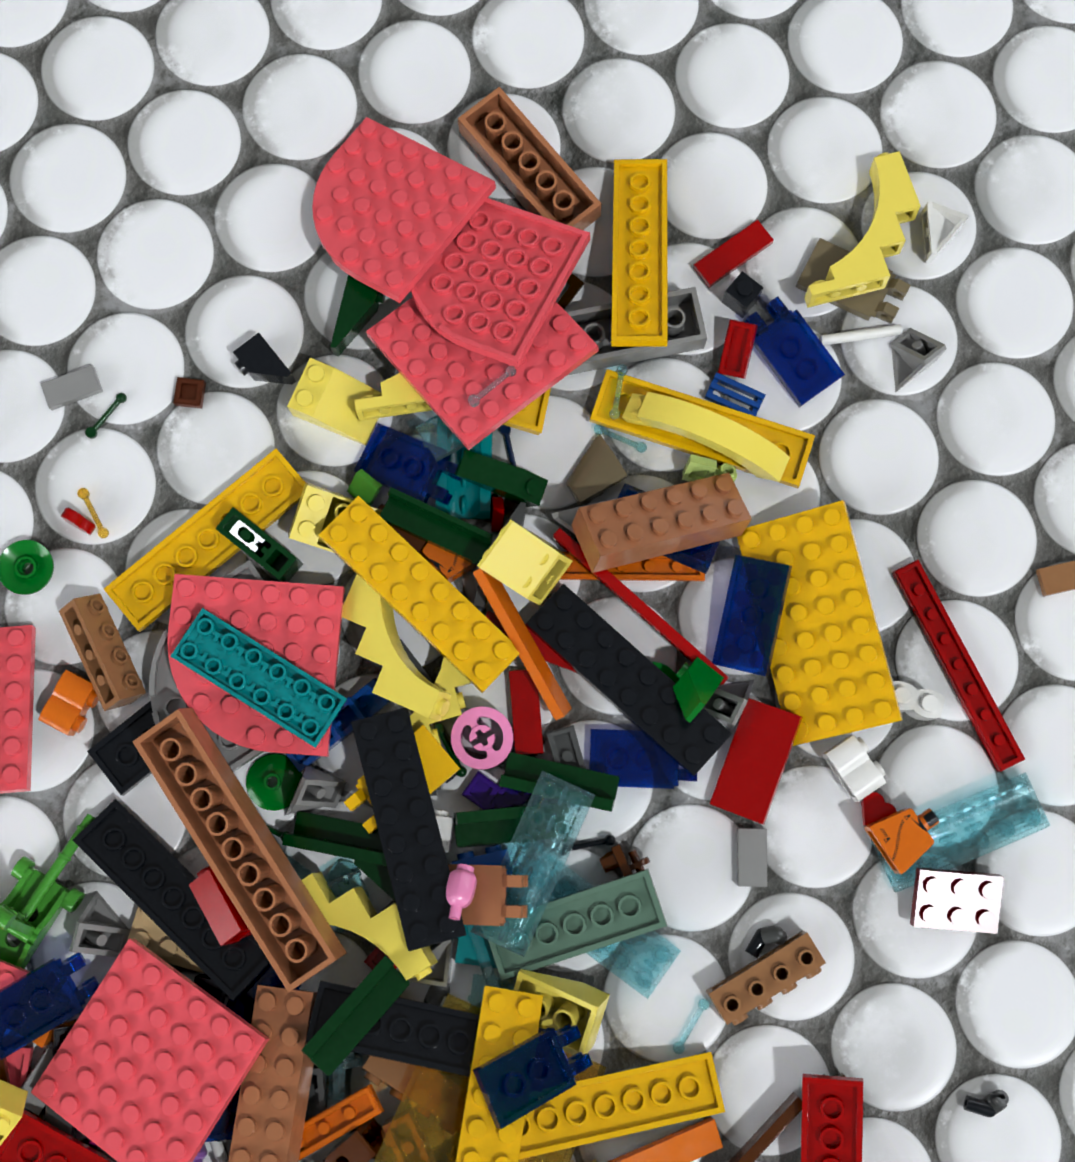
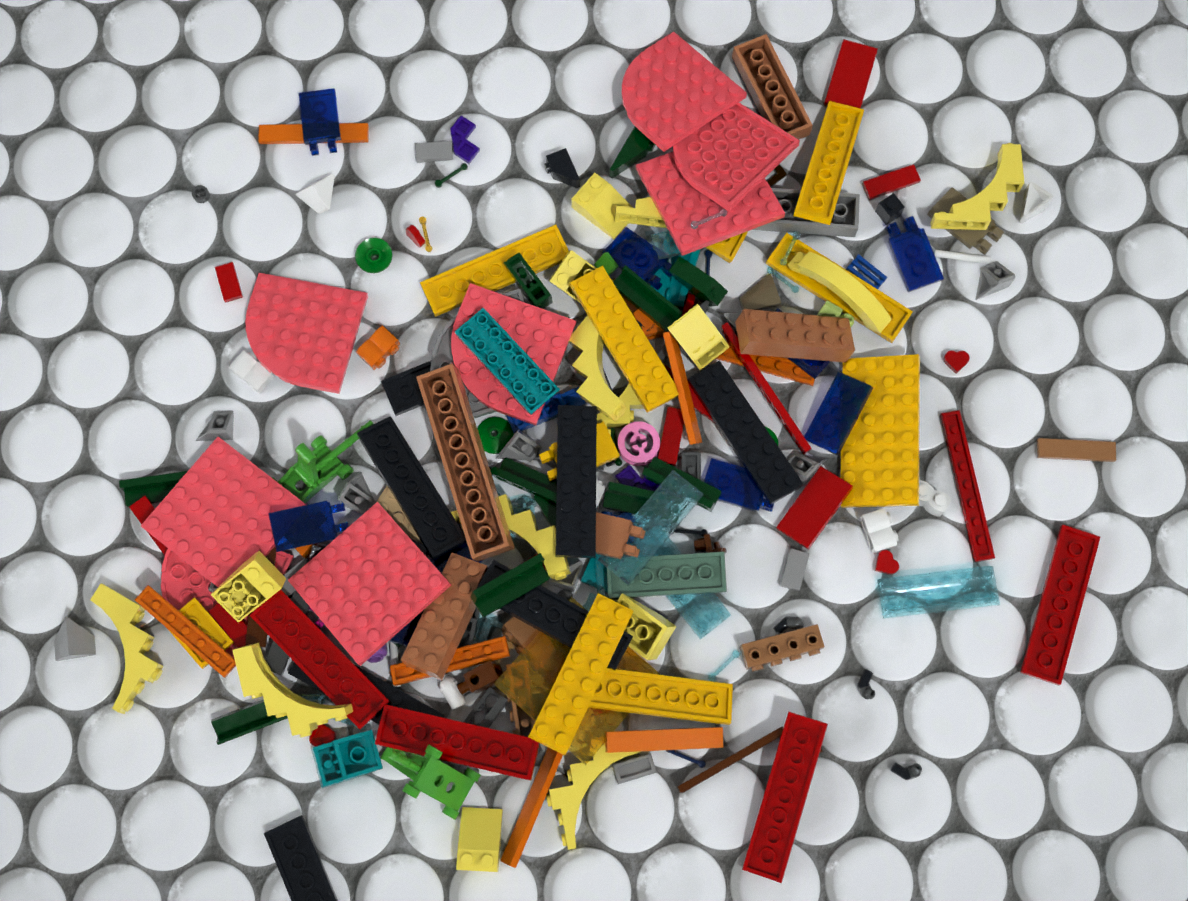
camera: 15 degrees right, 5 degrees down
(101, 349) = (462, 147): none -> dark purple tile
(102, 651) = (408, 321): medium nougat brick -> none
(189, 393) = (509, 175): copper tile -> none
(218, 908) = (442, 497): red brick -> none
(460, 889) = (600, 526): bright pink plant -> none
(530, 1074) = (611, 652): clear blue tile -> none
(634, 112) = (851, 74): none -> red tile
(695, 687) = (788, 446): green slope -> none
(737, 349) = (876, 243): red tile -> none
(894, 488) = (956, 360): none -> red tile
(895, 998) = (864, 686): none -> arm
(903, 837) = (897, 580): orange torso -> none
(956, 900) = (923, 634): plate -> none

